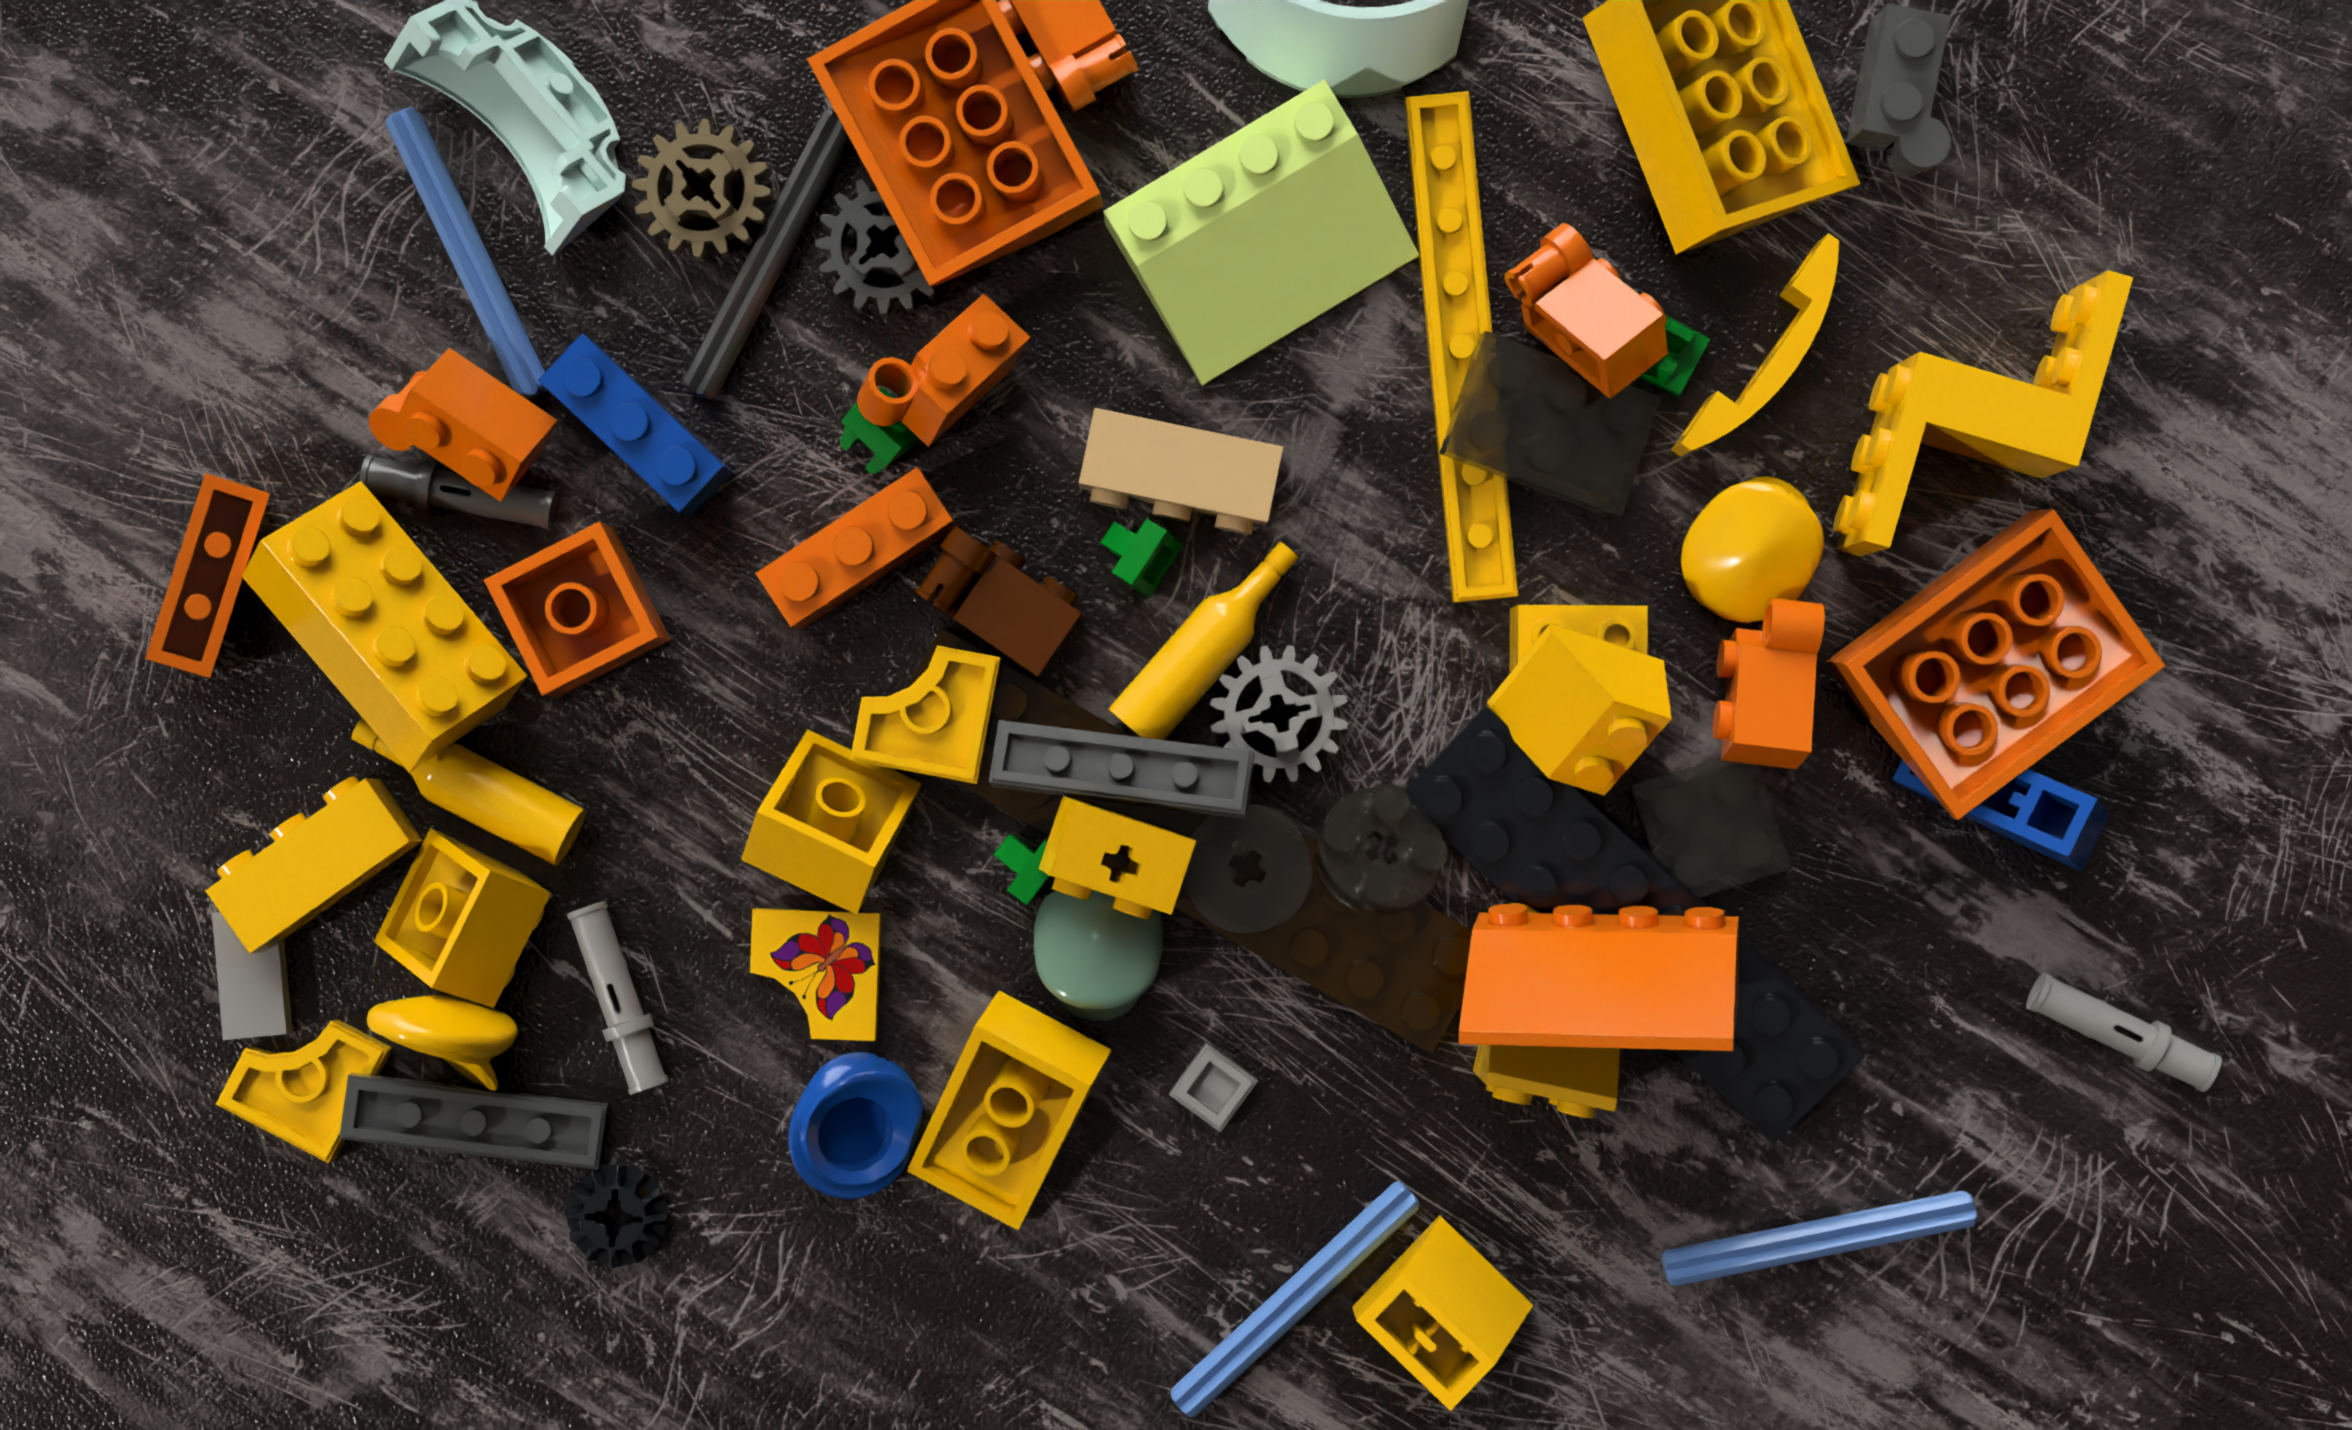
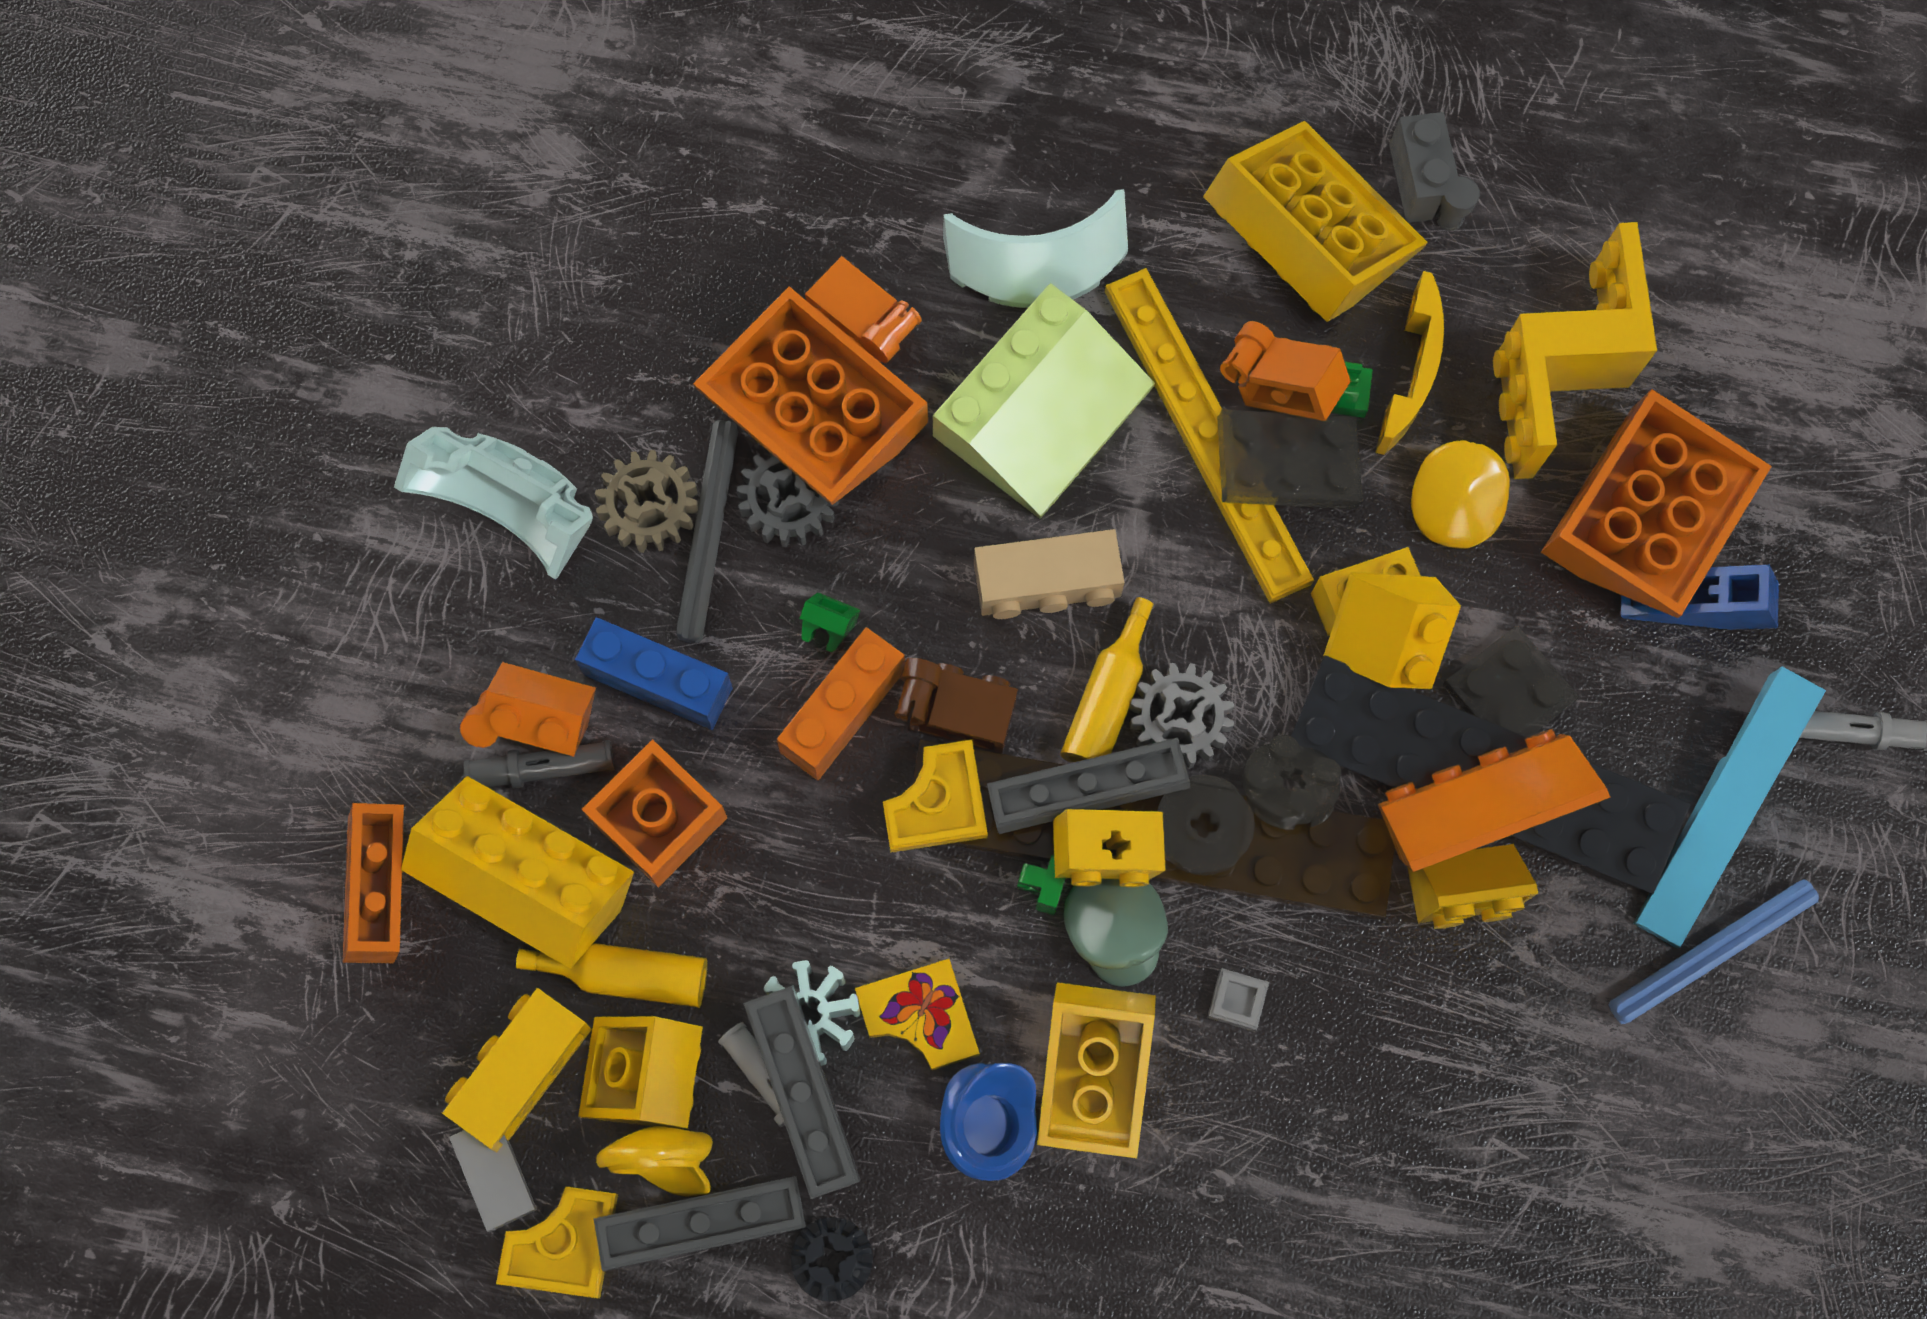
camera: 25 degrees left, 15 degrees down
(467, 252) = (492, 599): medium blue axle -> none
(640, 1017) = (802, 1092): none -> dark grey tile
(666, 916) = (825, 1009): none -> light aqua gear
(830, 822) = (889, 904): yellow slope -> none
(945, 374) = (863, 560): orange hinge -> none
(1142, 555) = (1043, 639): green tile -> none
(1294, 1299) = (1359, 1136): medium blue axle -> none
(1443, 1312) = (1472, 1102): yellow slope -> none
(1770, 686) = (1514, 576): orange hinge -> none
(1917, 1070) = (1729, 805): none -> medium azure slope

